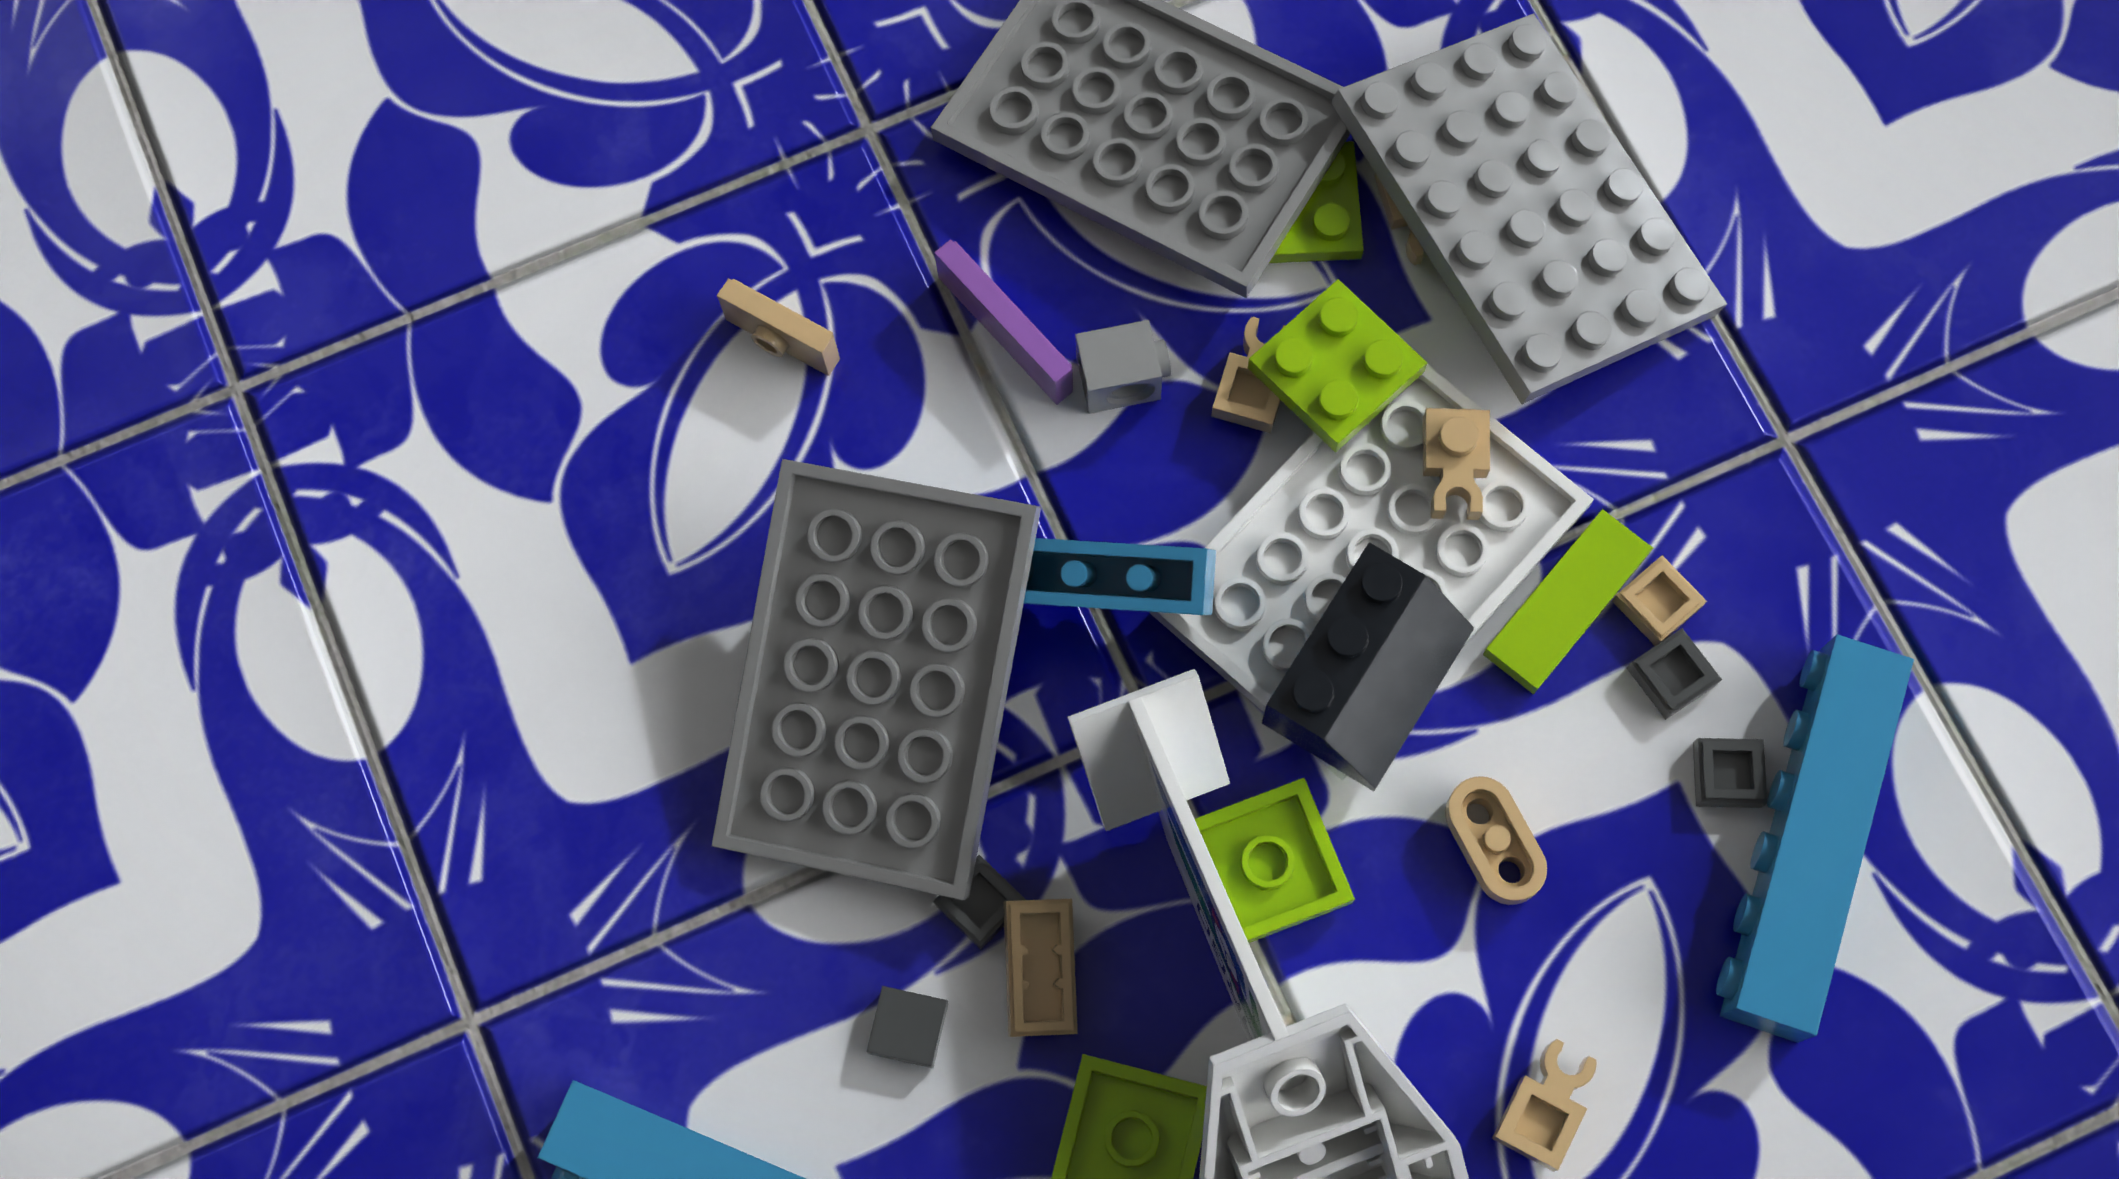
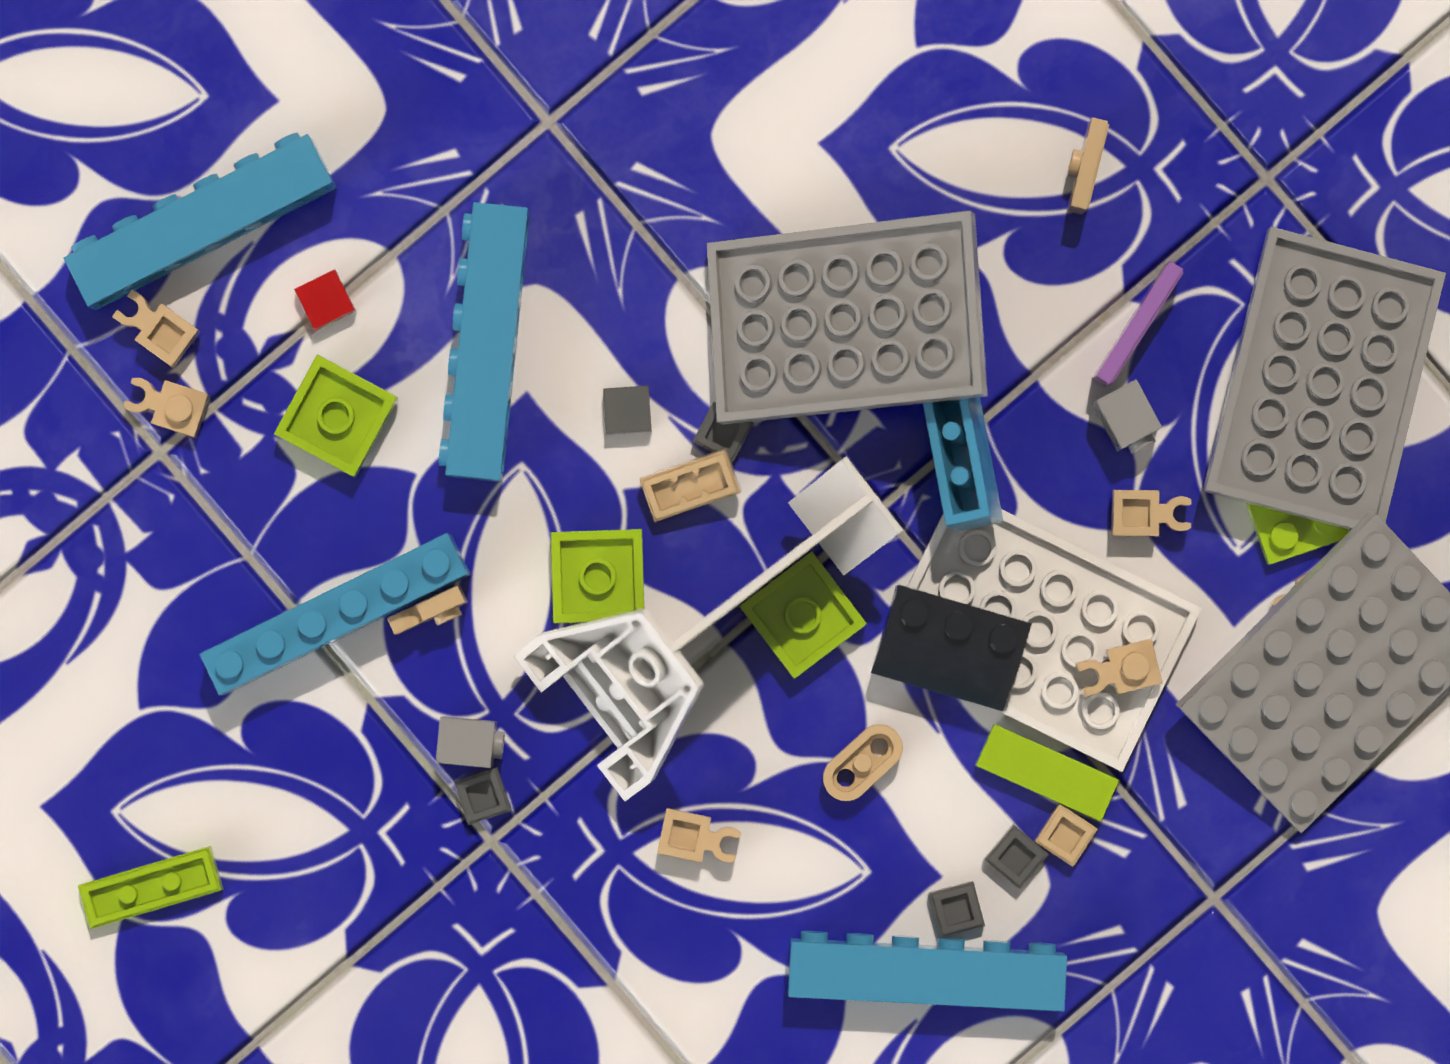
camera: 70 degrees right, 15 degrees up
(1336, 365) = (1168, 568): lime plate -> none

